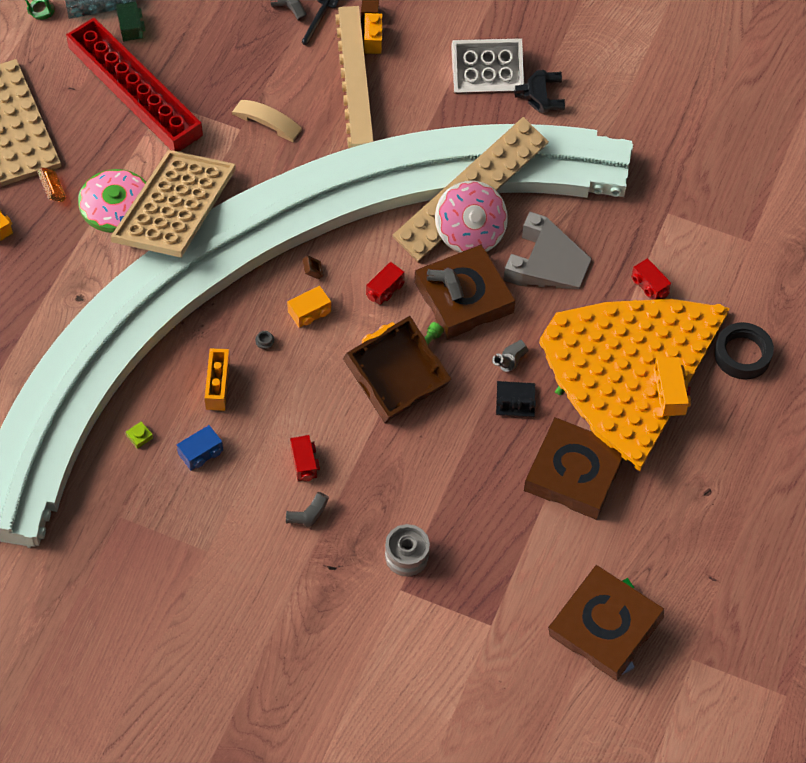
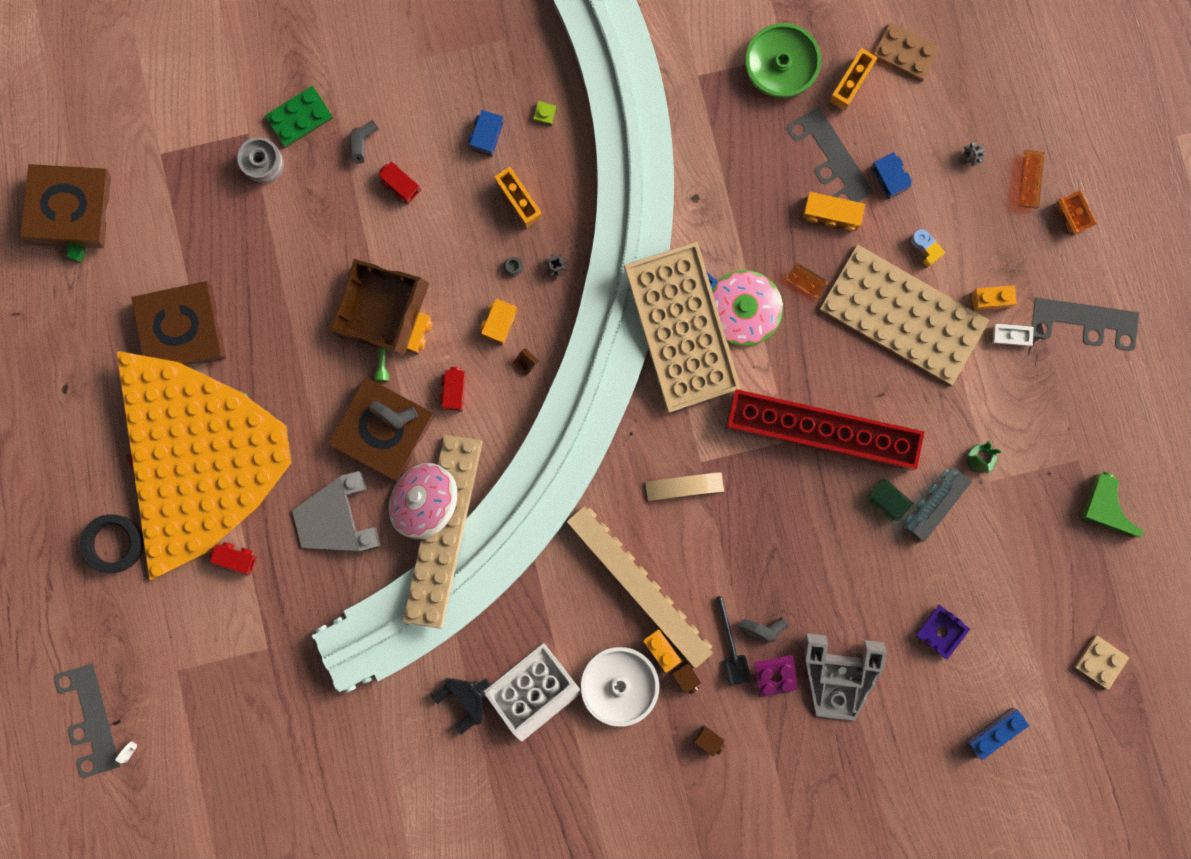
camera: 145 degrees right, 25 degrees up
(230, 316) = (553, 260): none -> dark grey gear
(345, 571) = (299, 116): none -> green plate
(421, 29) = (620, 686): none -> white dish
(510, 357) = (300, 393): dark grey arm -> none
(515, 399) = (271, 360): black hinge -> none
(671, 386) = (137, 445): light orange brick -> none

